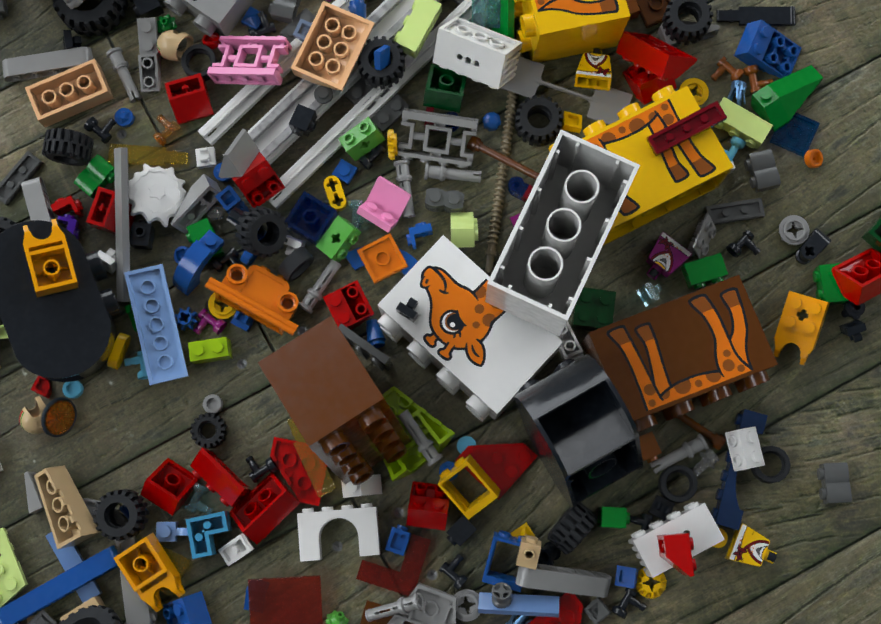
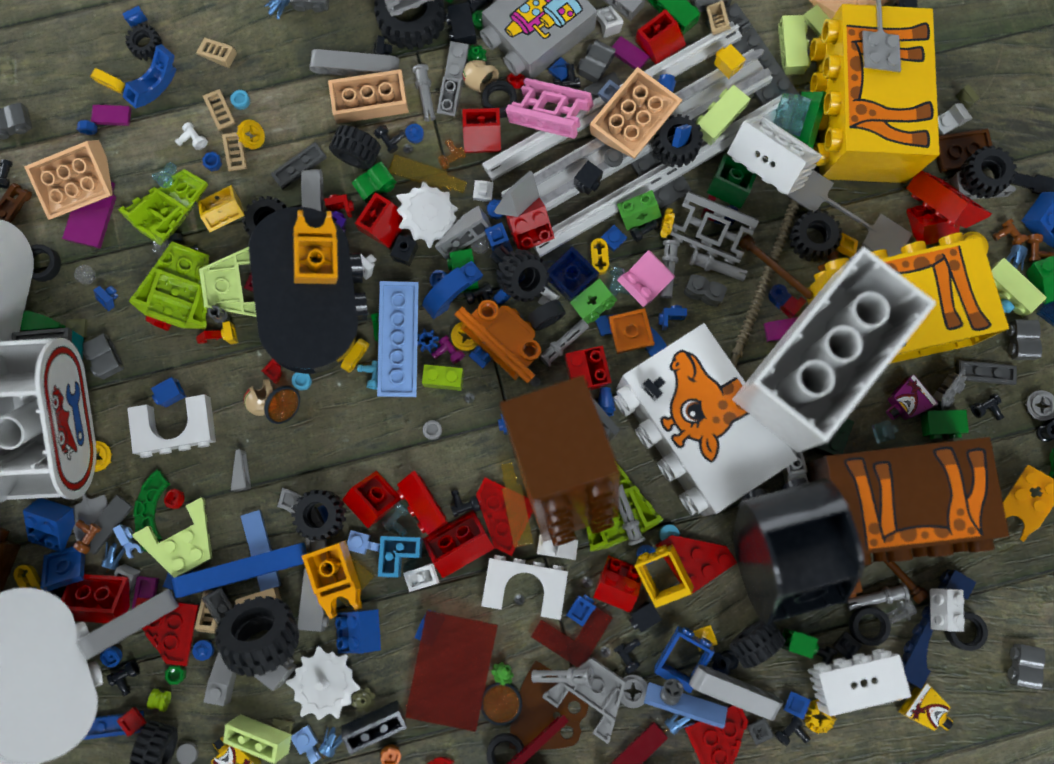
camera: 10 degrees right, 0 degrees up
(64, 507) = (266, 494): tan wedge -> none
(122, 221) = (389, 231): light grey tile -> none
(199, 423) = (422, 443): black tyre -> none
(463, 229) = (719, 322): yellowish green brick -> none
(491, 121) = (768, 225): blue tile -> none
(528, 552) = (710, 657): tan brick -> none
(594, 71) = (882, 201): yellow torso -> none
(677, 552) = (865, 699): red slope -> none
(686, 128) = (971, 278): dark red piece -> none

